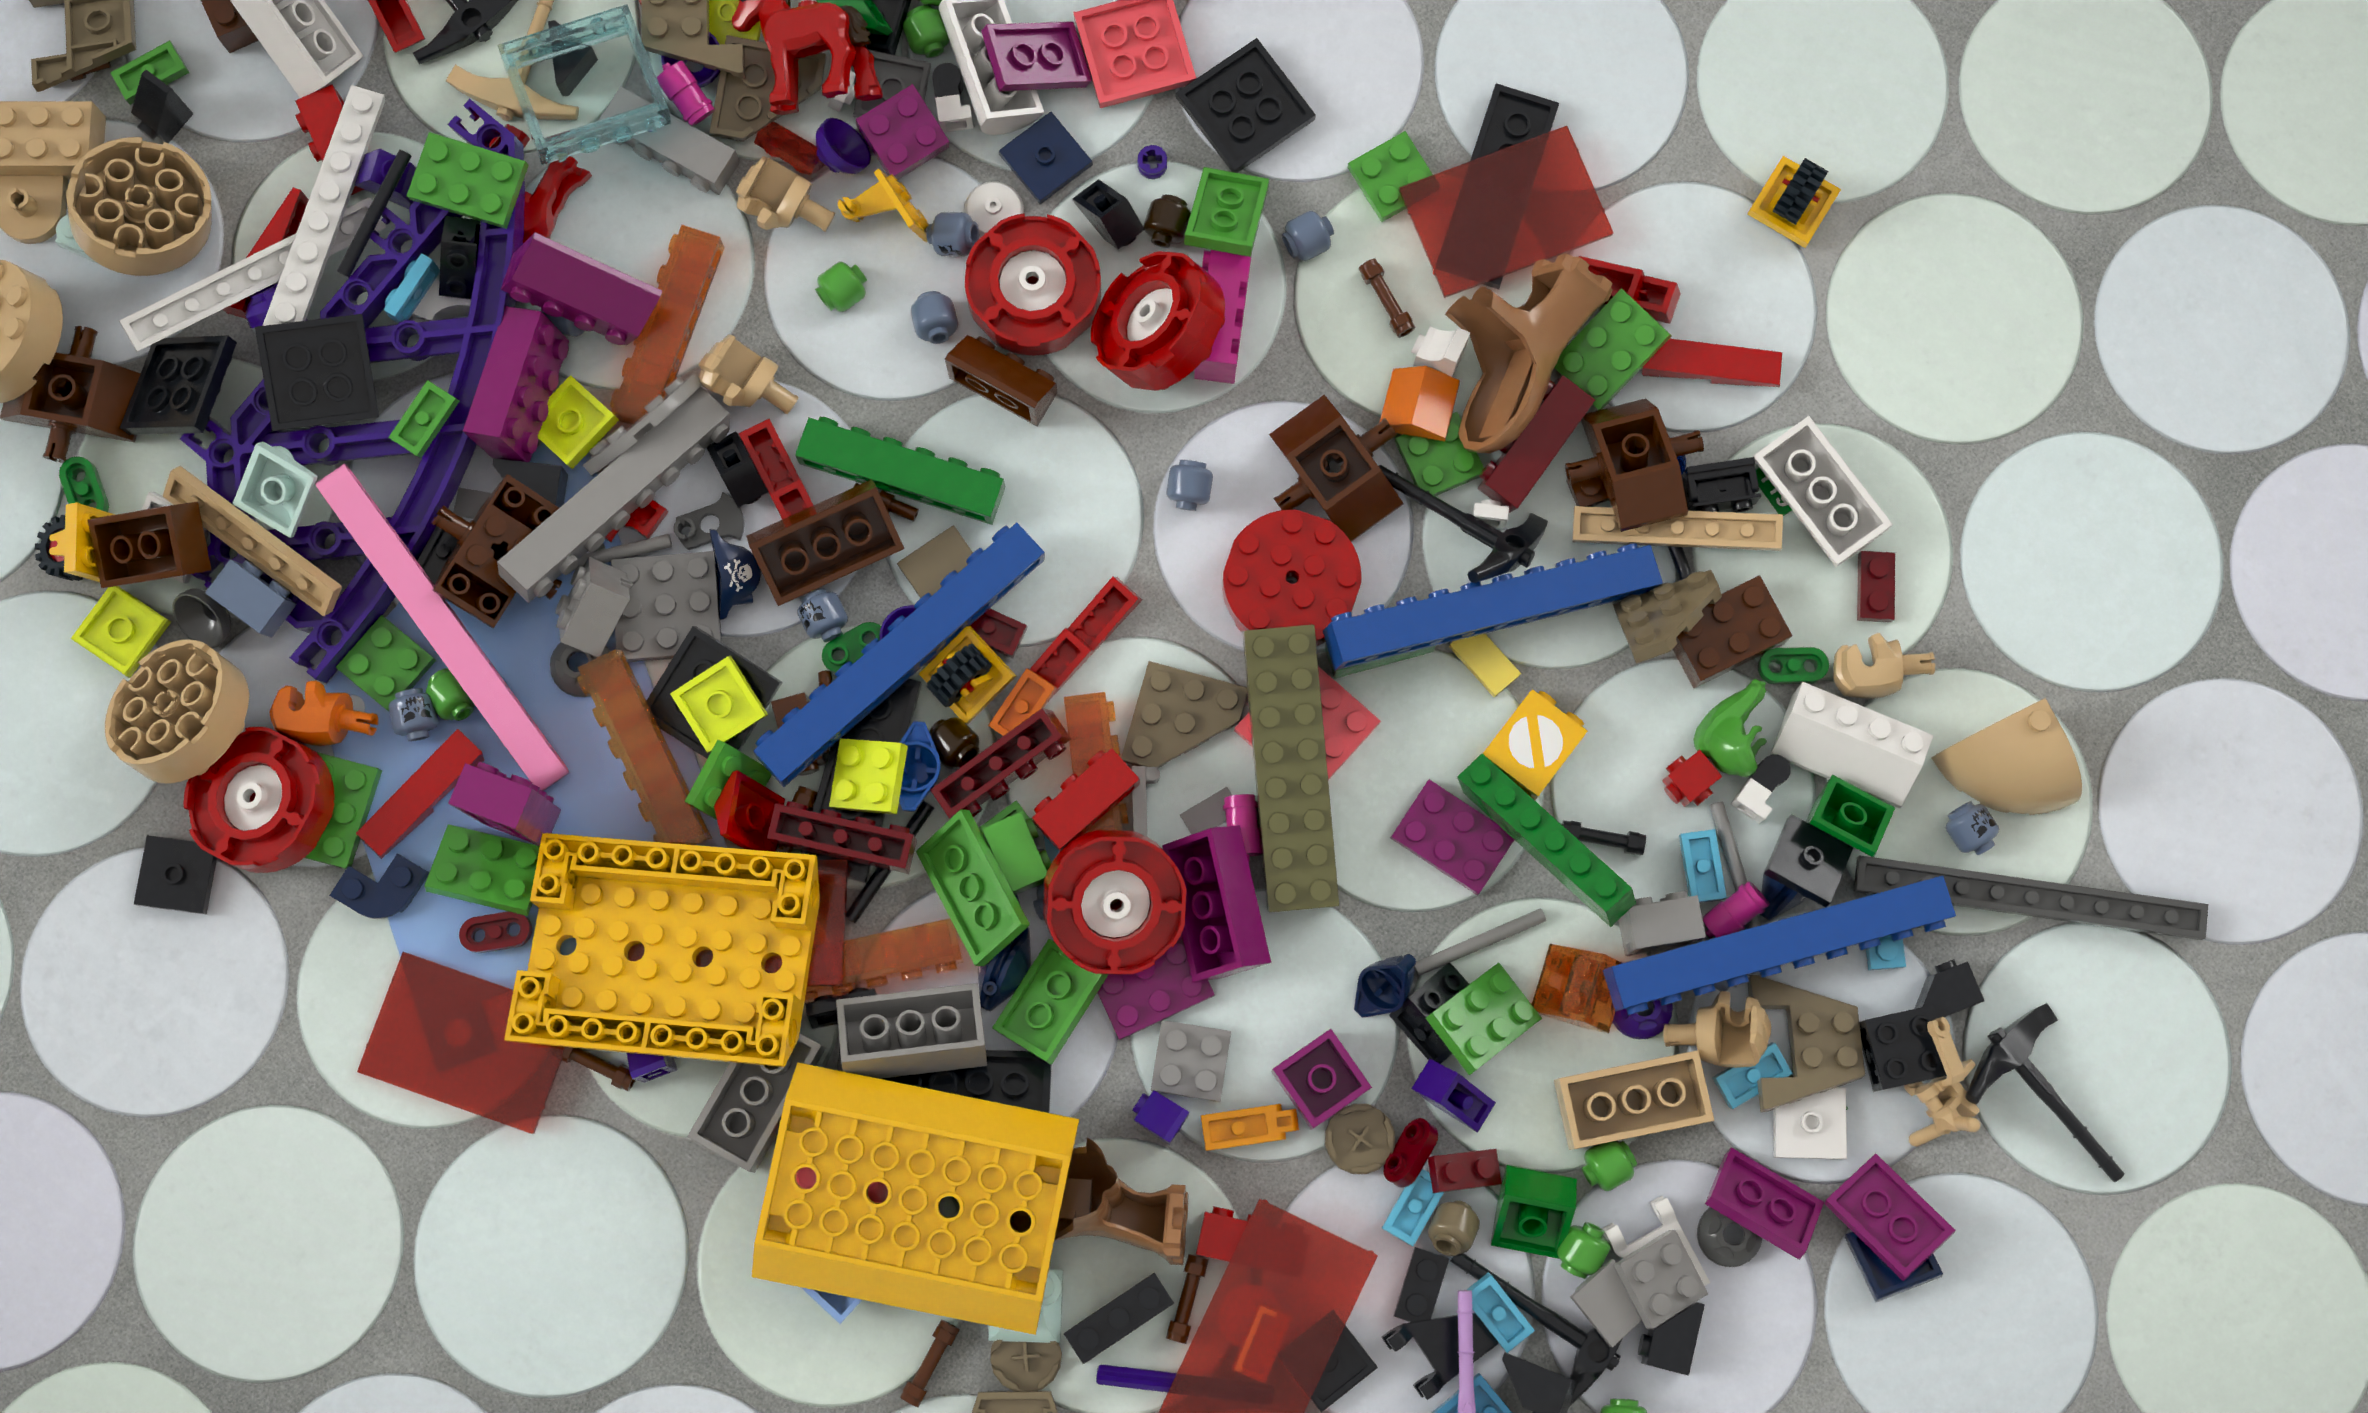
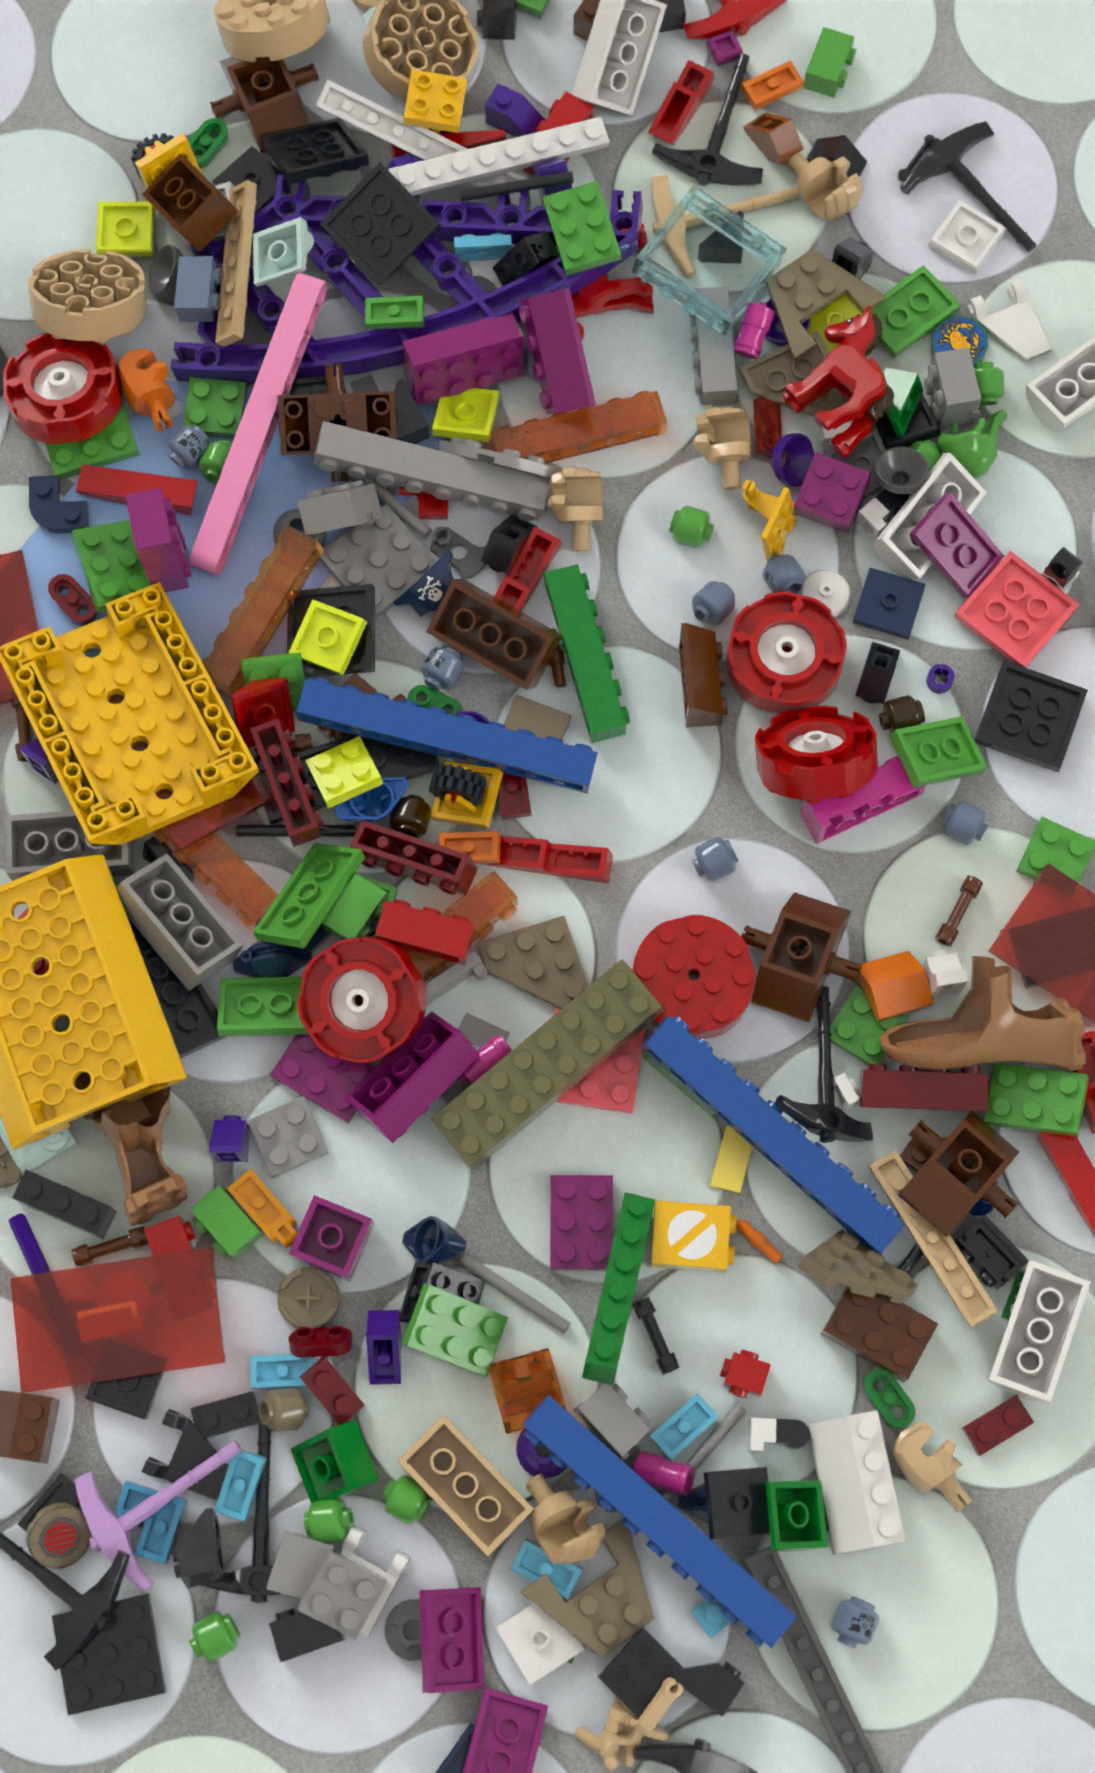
camera: 60 degrees right, 5 degrees down
(150, 463) = (257, 169): none -> black plate
(220, 231) = (435, 101): none -> yellow plate
(280, 167) = (511, 112): none -> dark purple slope
(923, 45) = (901, 462): none -> dark grey piece
(1238, 1172) = (226, 1223): none -> bright green brick
(1576, 685) = (759, 1241): none -> orange piece
(1723, 735) = (797, 1378): bright green piece -> none
(2016, 764) = (928, 1623): tan brick -> none

